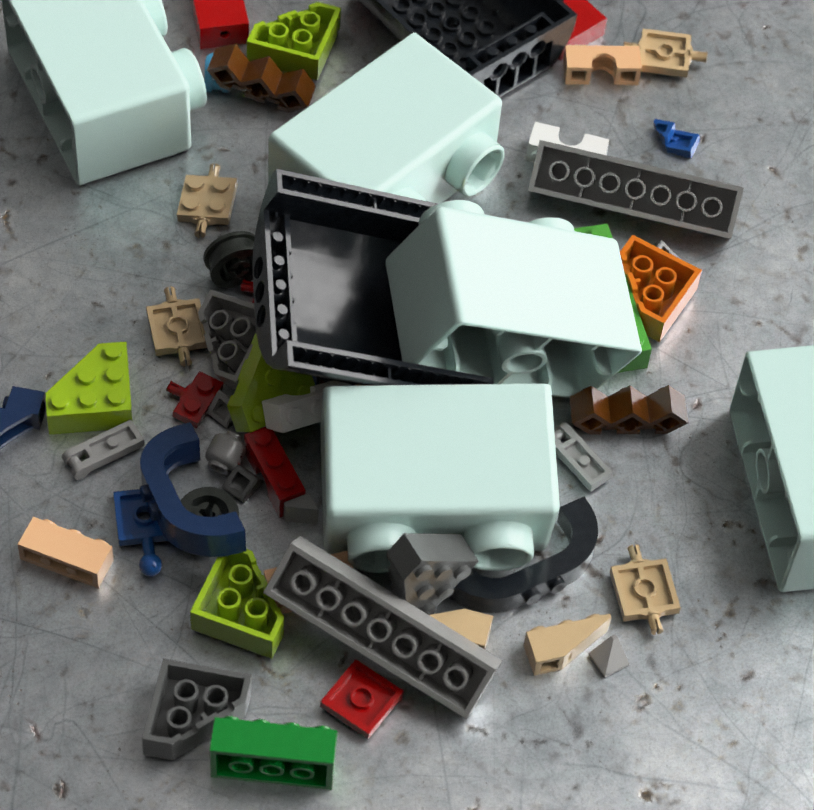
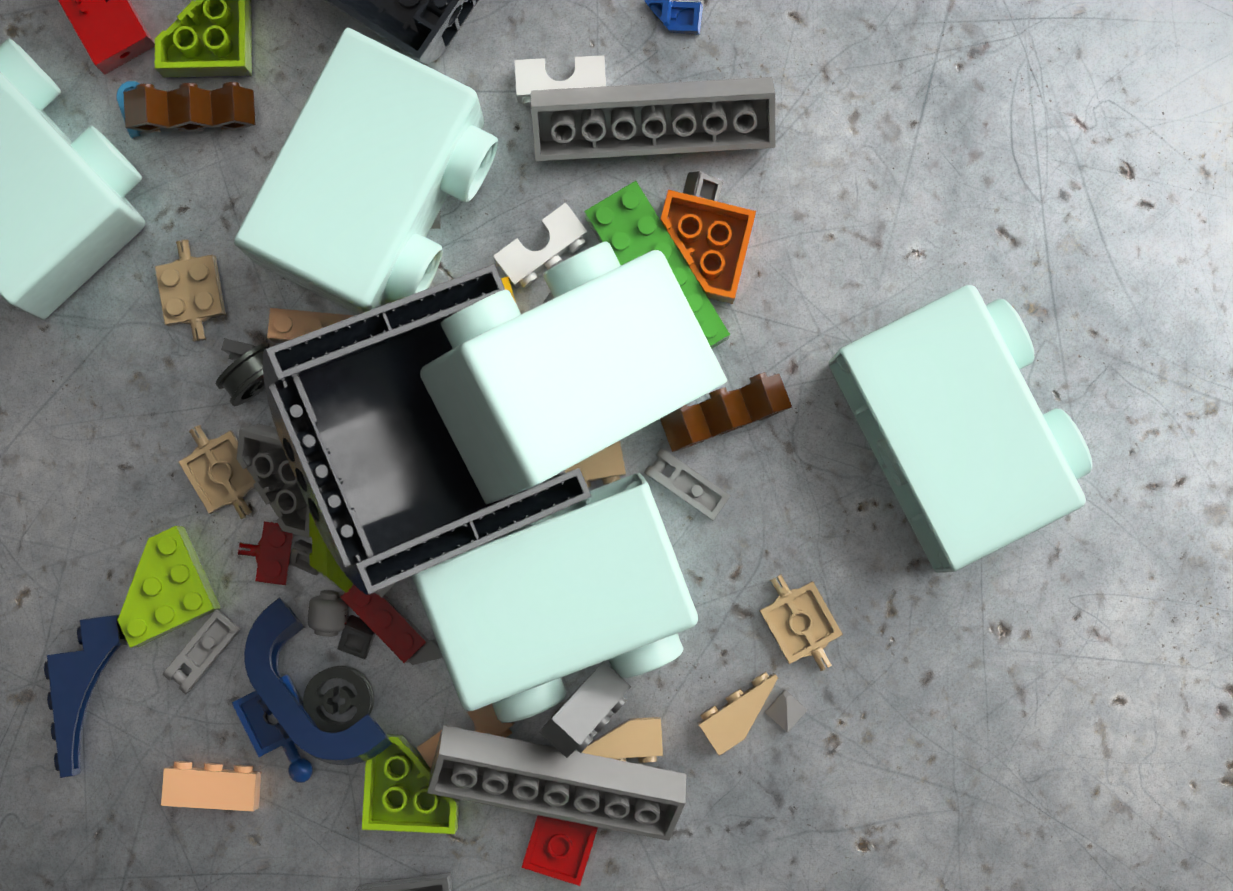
camera: 10 degrees left, 30 degrees up
(544, 577) = (703, 640): black arch -> none

